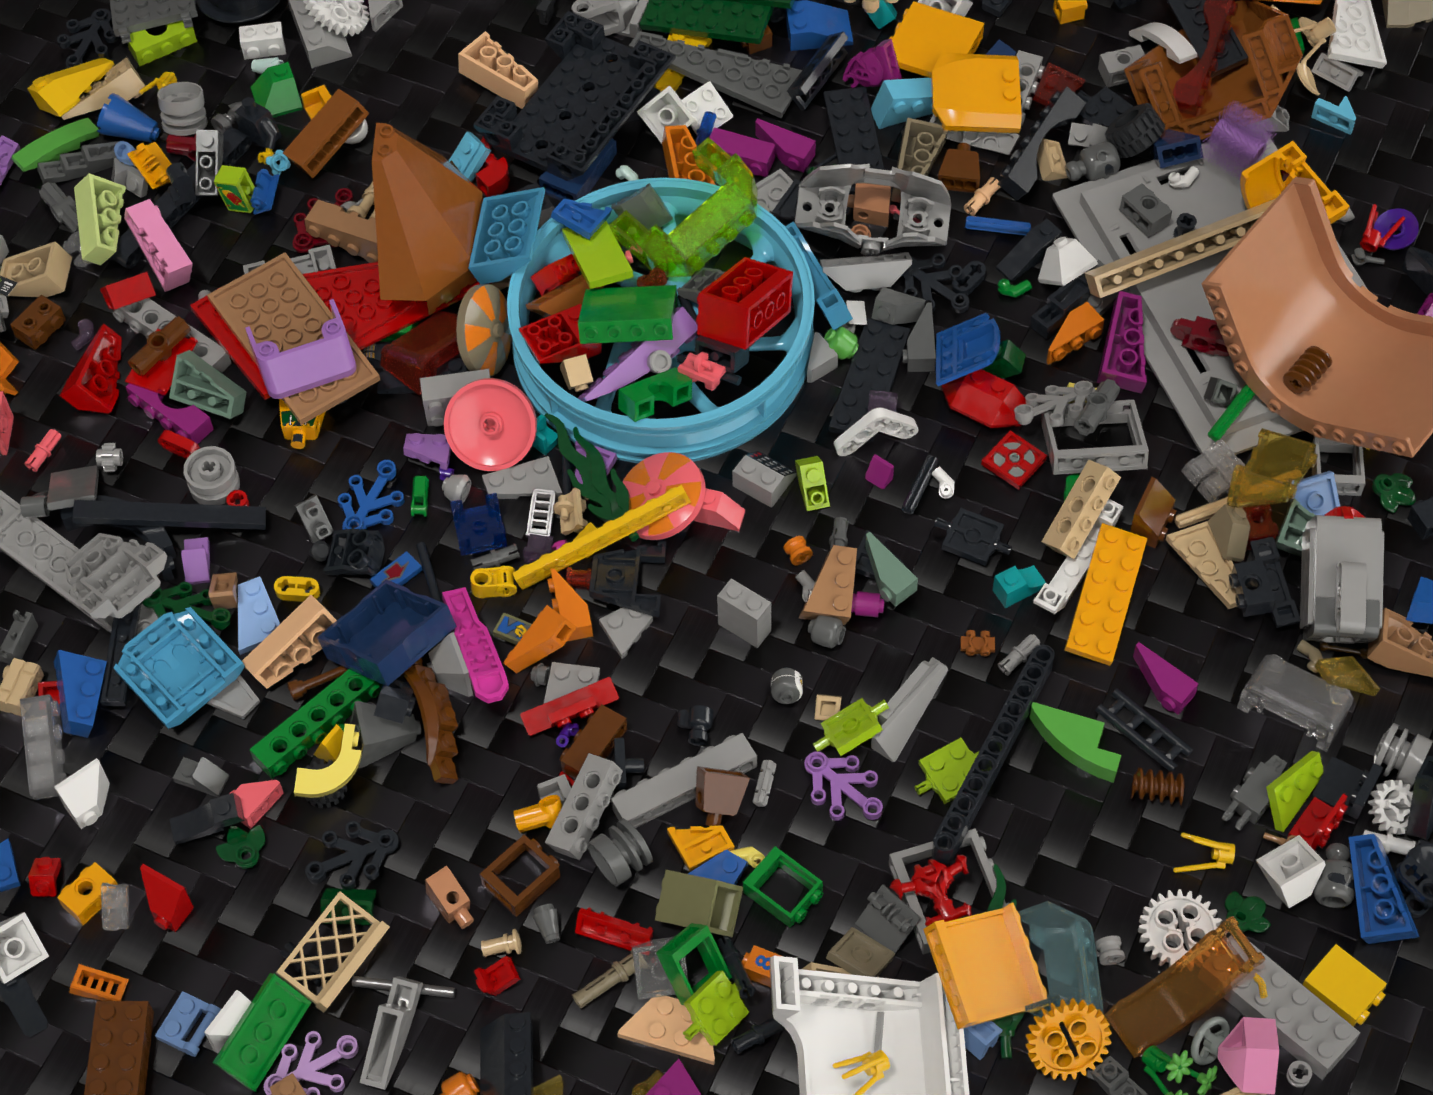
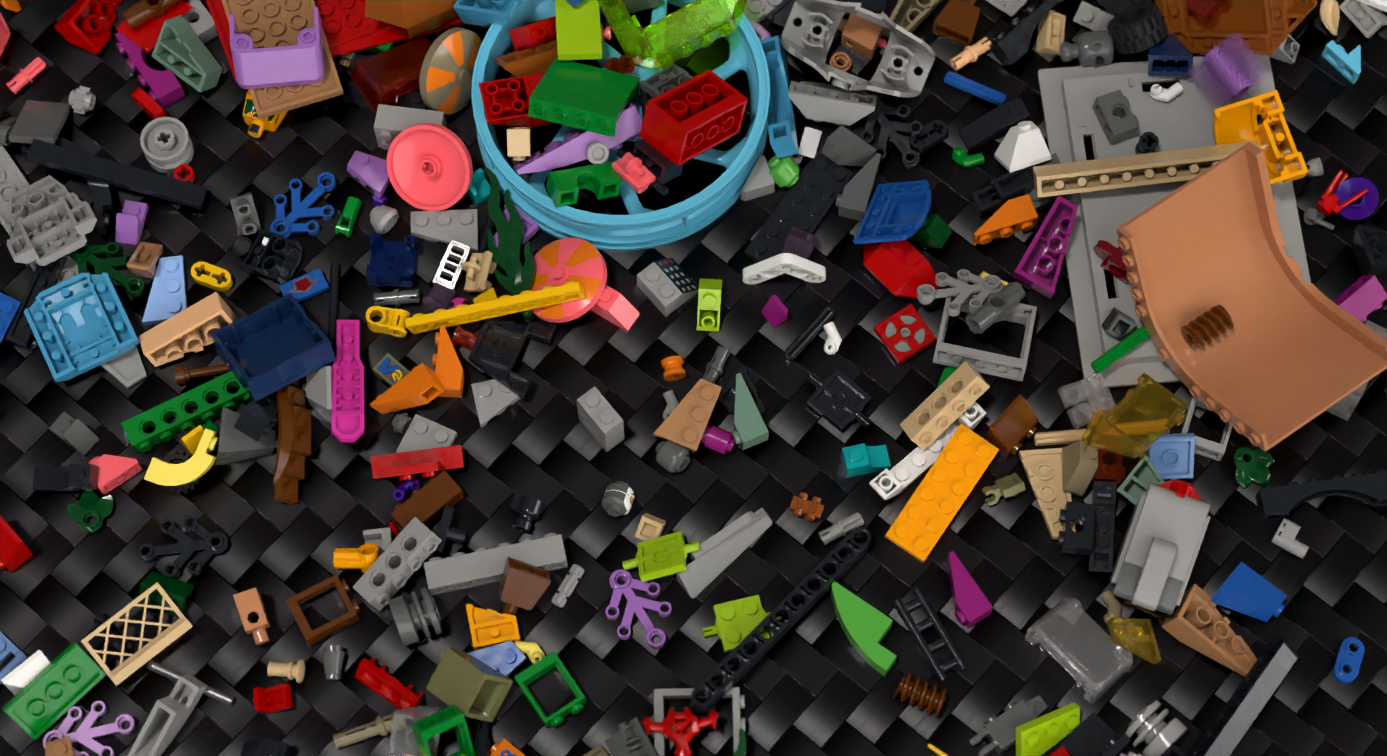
camera: 15 degrees right, 10 degrees up
(1166, 571) = (1006, 487): none -> olive plate

